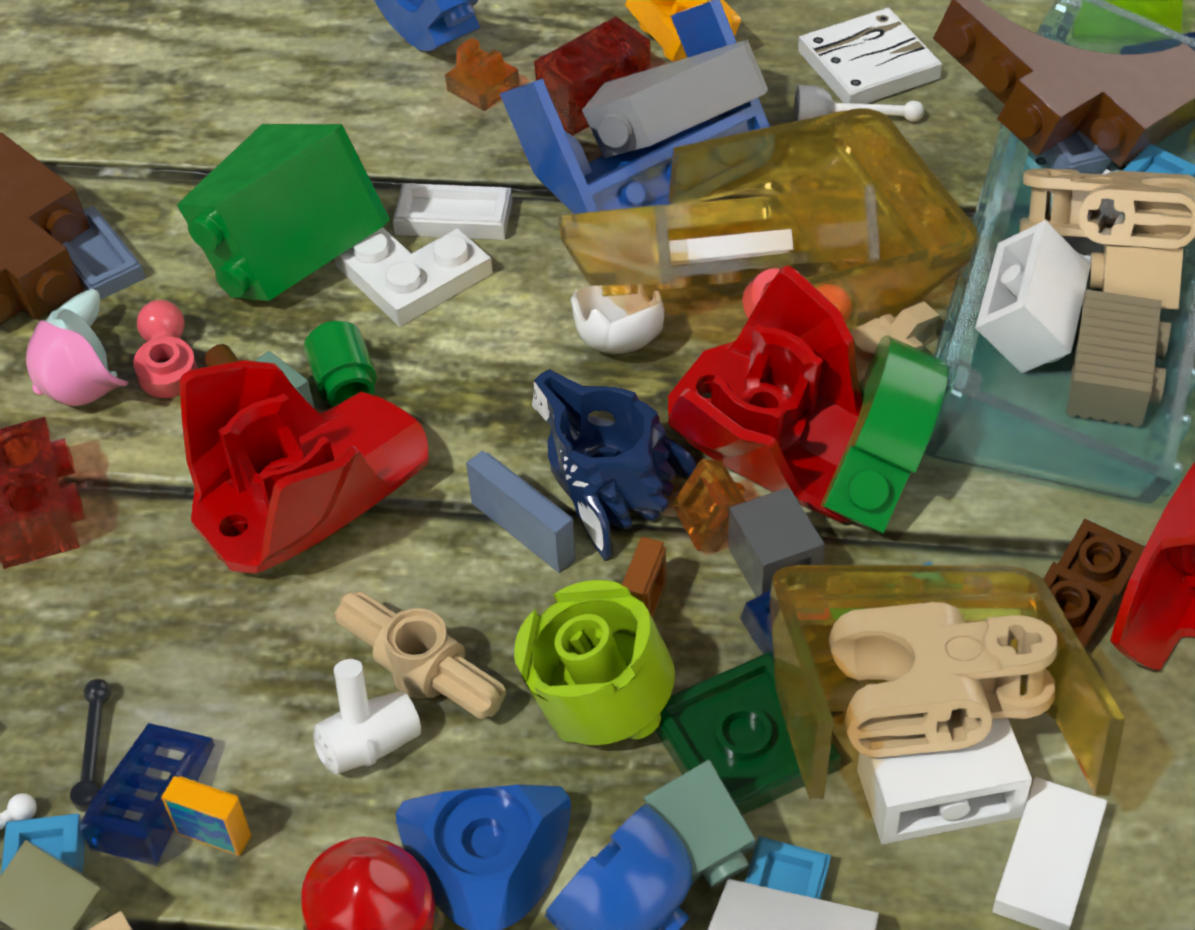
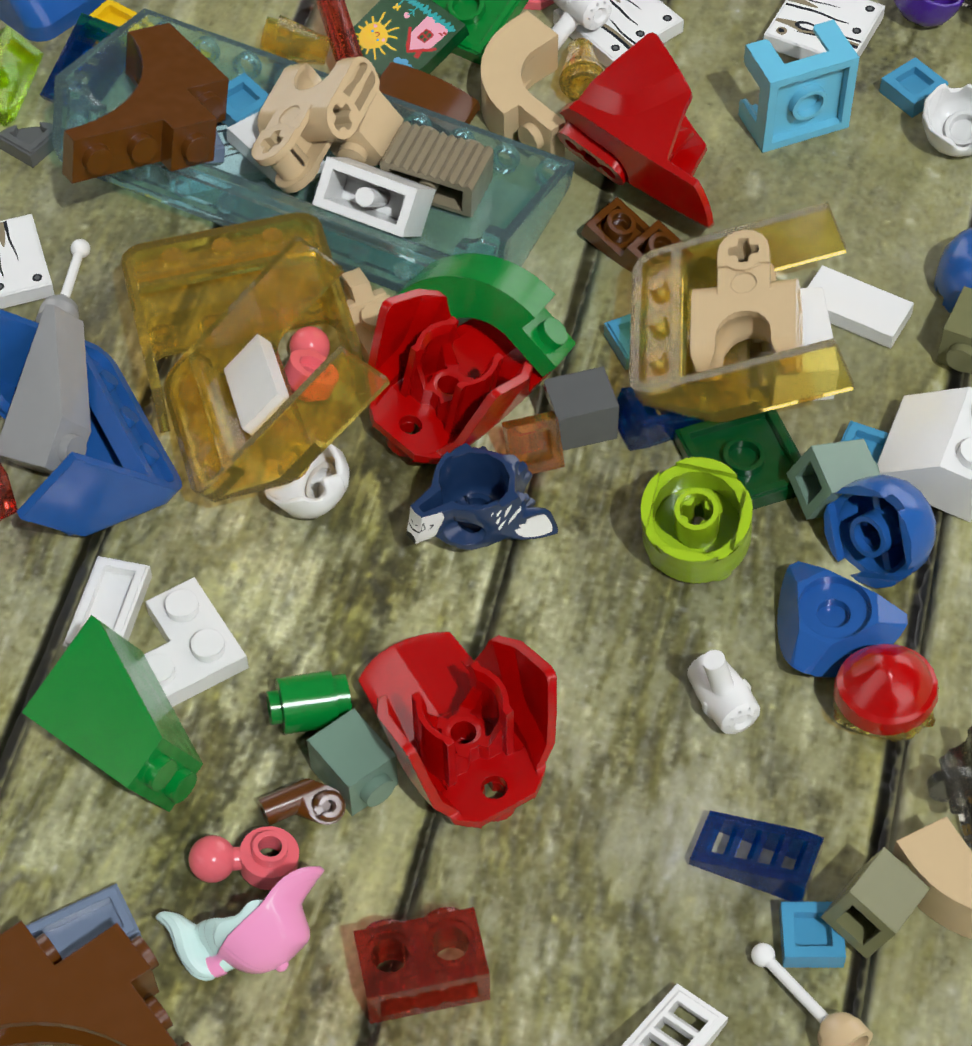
camera: 85 degrees left, 5 degrees up
(96, 693) = (750, 909): black hinge -> none
(206, 815) = (796, 796): light orange tile -> none
(423, 675) = (646, 670): tan axle -> none
(521, 511) = (515, 572): sand blue tile -> none
(647, 573) = (606, 496): dark orange tile -> none

